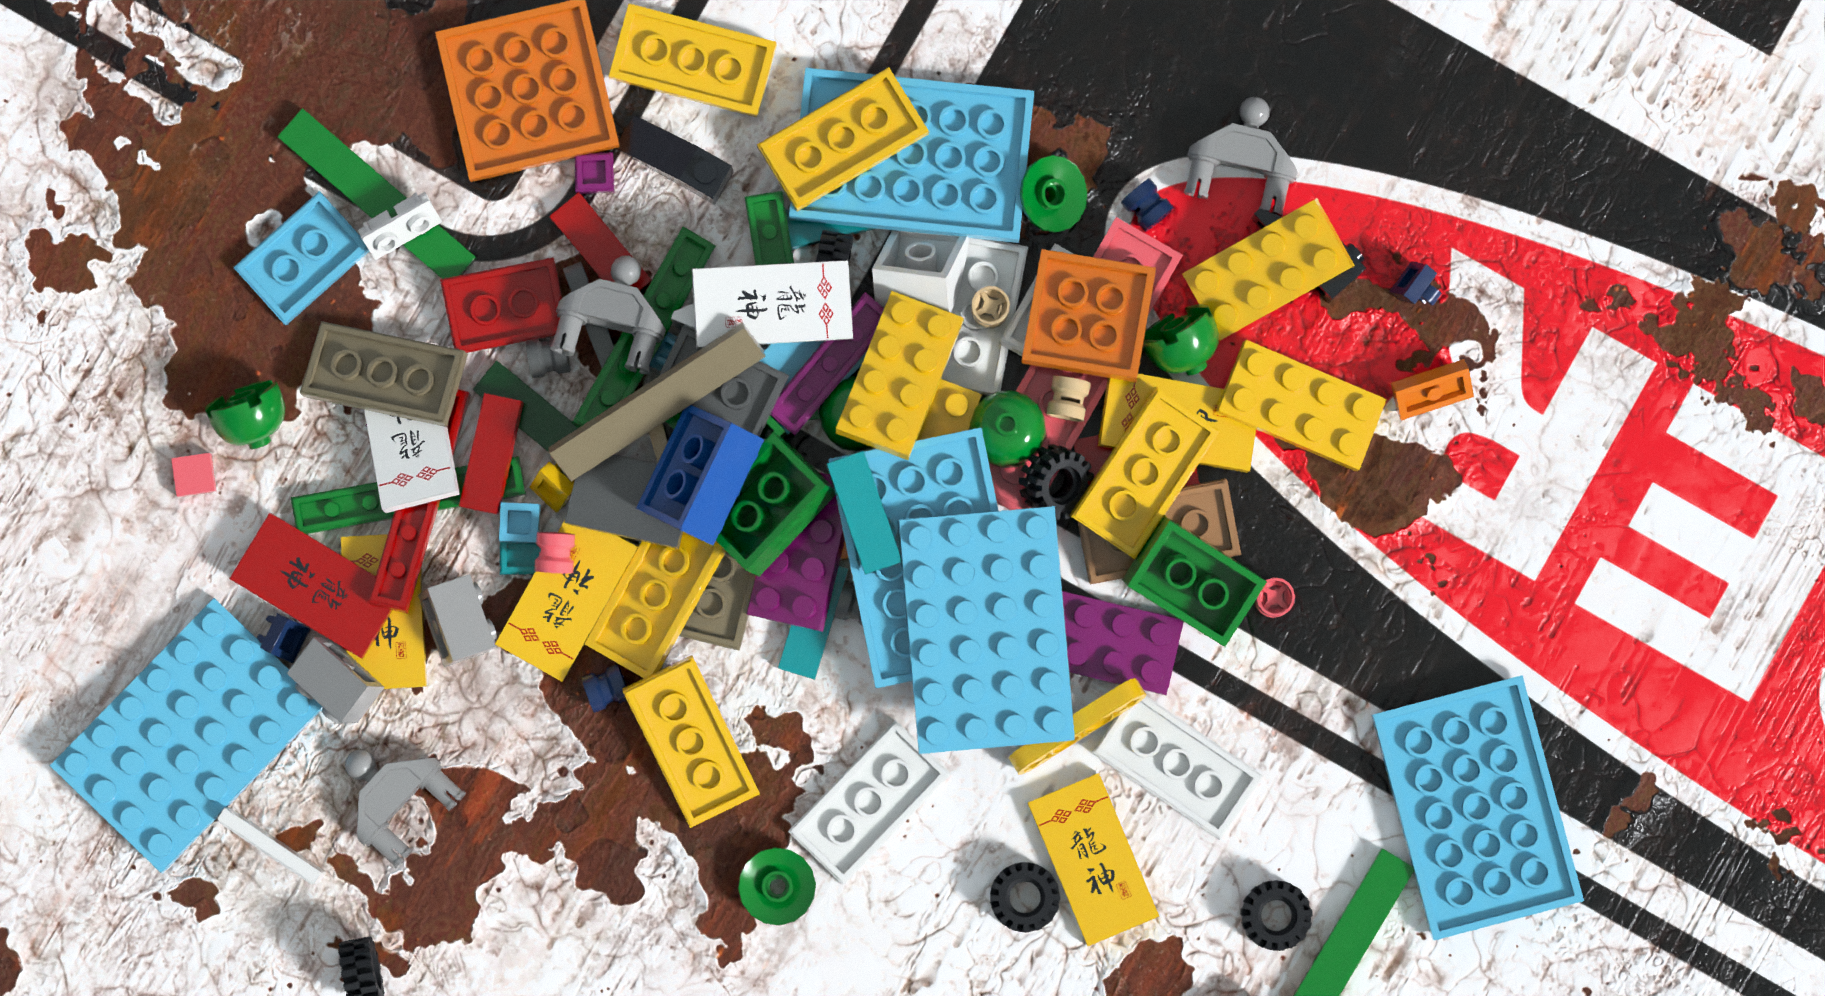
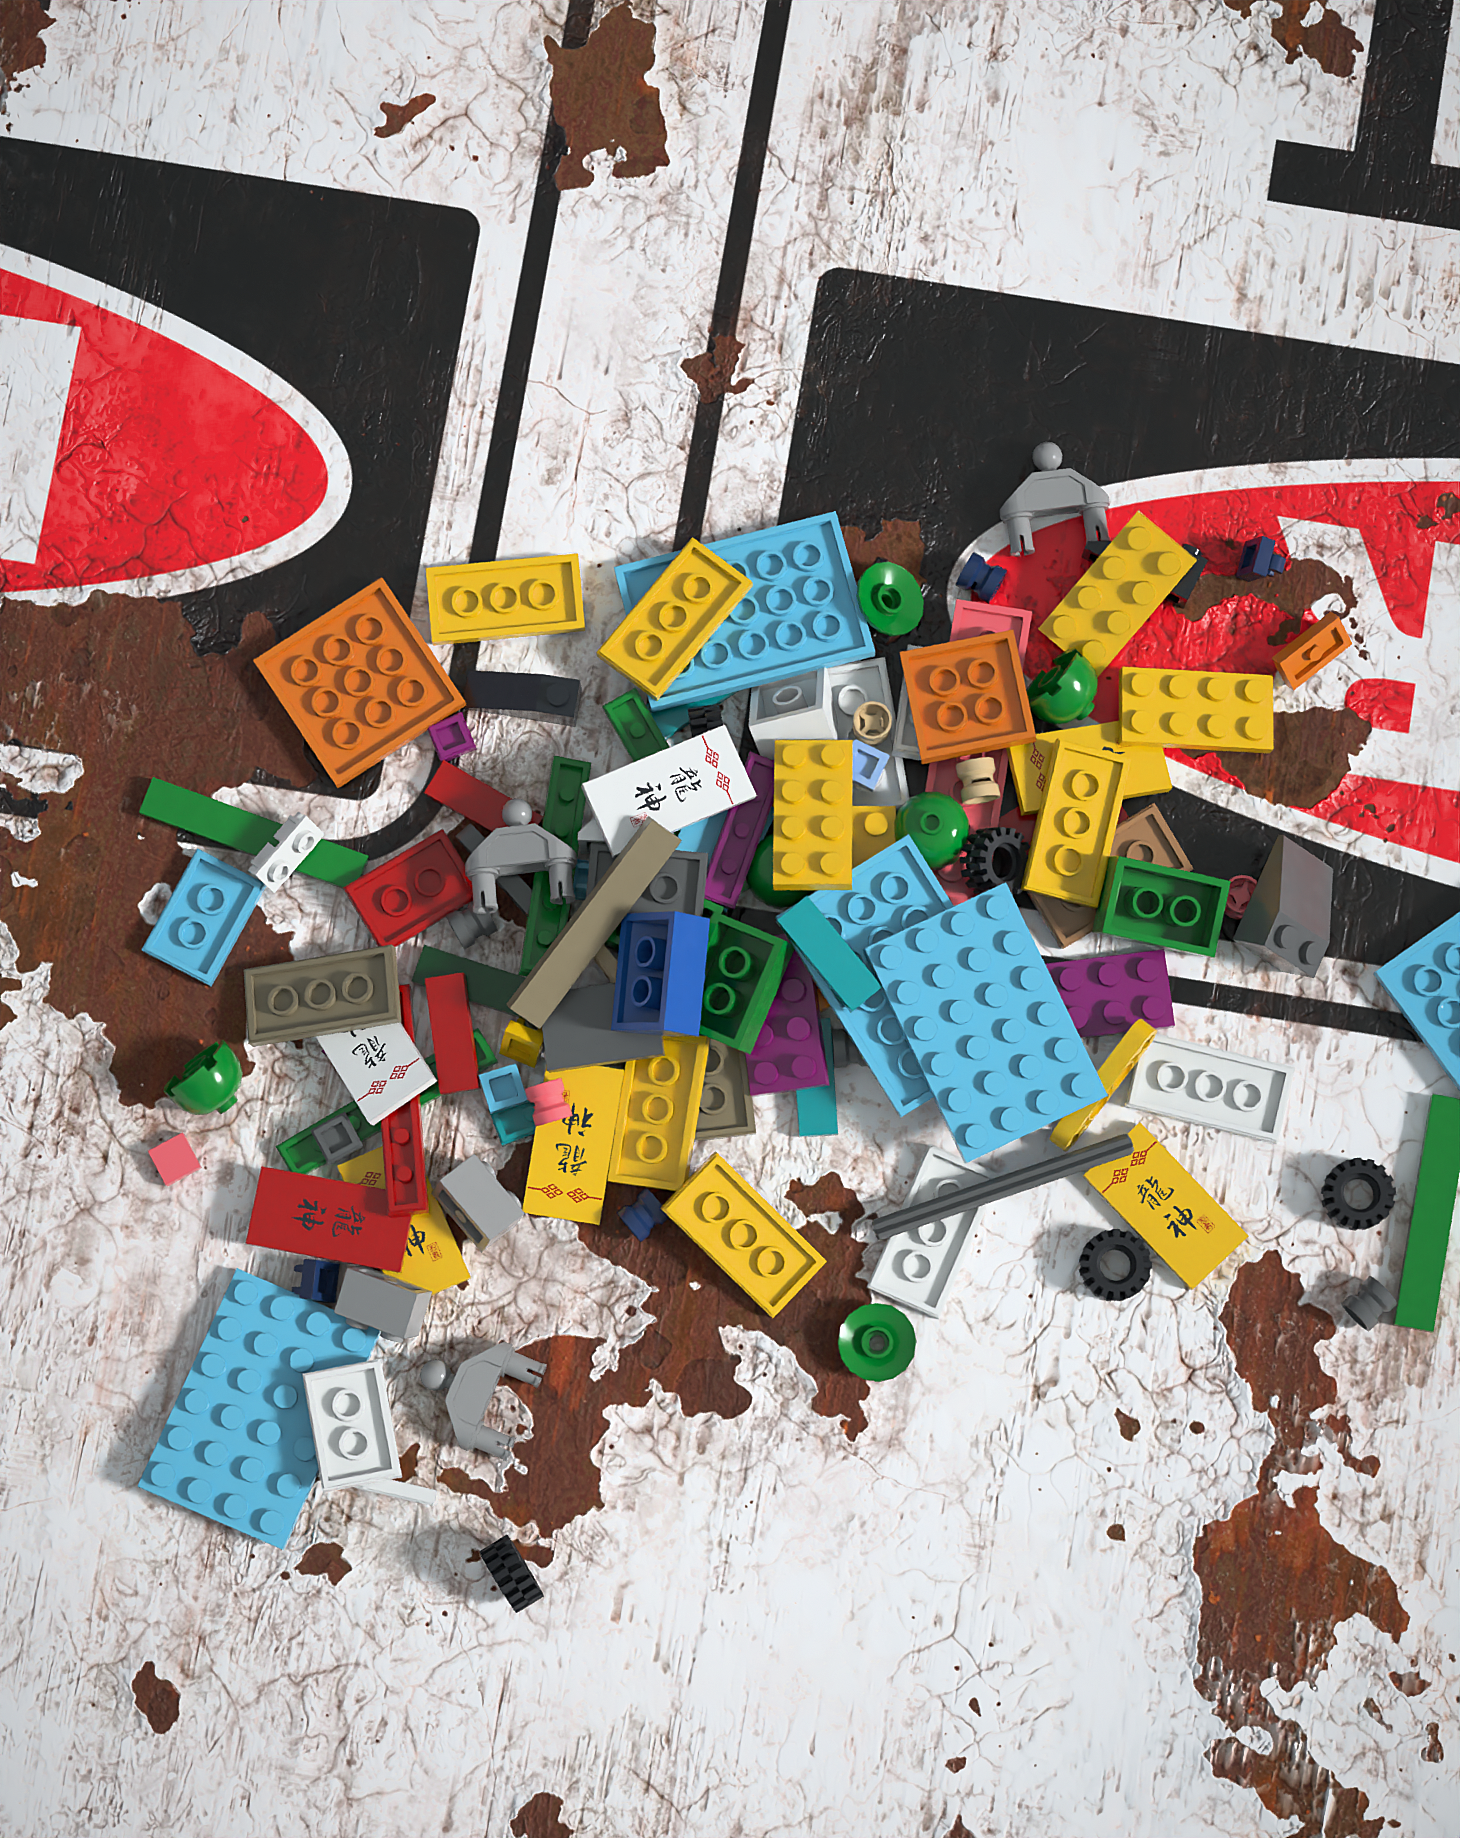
camera: 20 degrees left, 5 degrees down
(265, 783) = (352, 1425): none -> white tile
(349, 512) = (337, 1138): none -> dark grey tile
(947, 786) = (1002, 1186): none -> dark grey axle
(971, 344) = (867, 765): none -> light blue plate
(1314, 627) = (1289, 910): none -> dark grey slope

